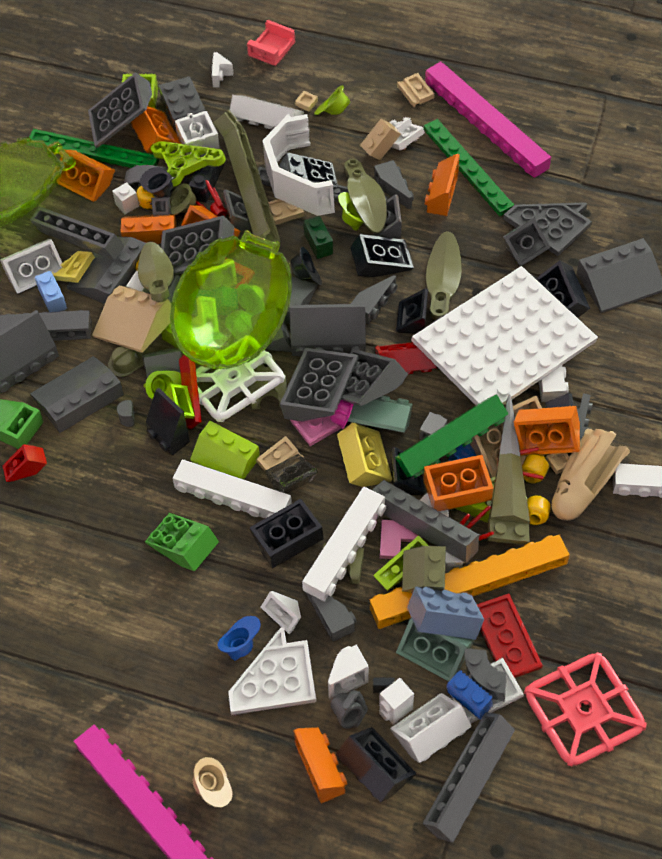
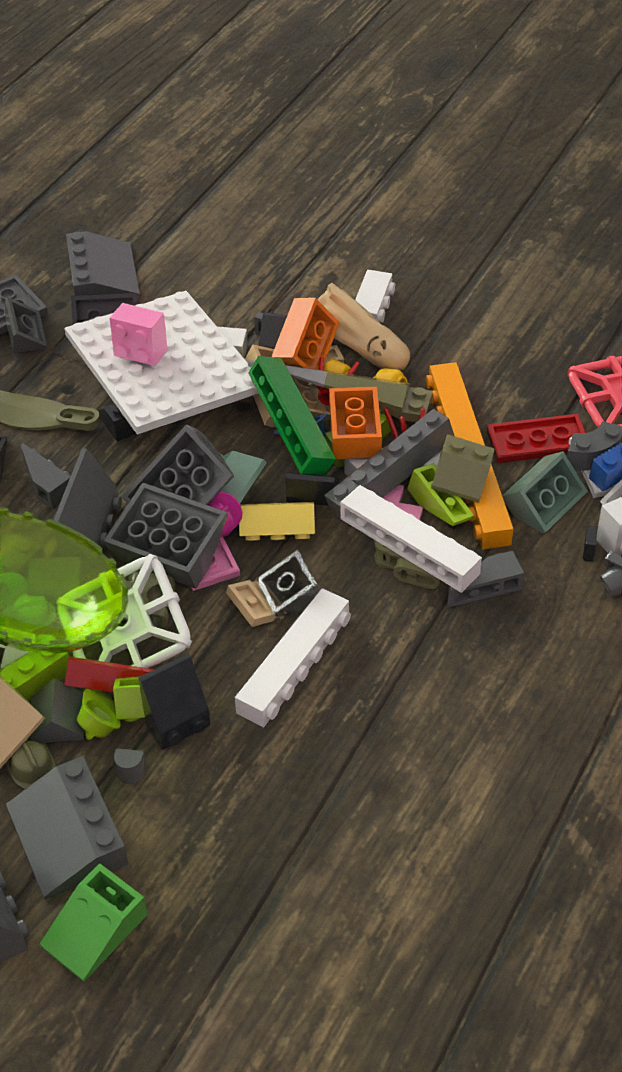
camera: 80 degrees left, 10 degrees down
(24, 463) = (177, 908): red slope -> none
(183, 541) = (354, 721): bright green slope -> none
(225, 451) = (231, 655): lime slope -> none
(239, 638) = (512, 665): blue piece -> none
(275, 678) = (568, 643): white wing -> none
(282, 610) = (478, 626): white slope -> none
(287, 533) = (376, 599): black slope -> none
(348, 672) = (577, 566): white slope -> none
(408, 356) = (138, 453): red slope -> none
(412, 313) = (78, 433): black slope -> none
(431, 424) = (258, 446): light grey brick -> none
(445, 613) = (519, 462): sand blue brick -> none
(501, 309) = (138, 334): none -> bright pink brick

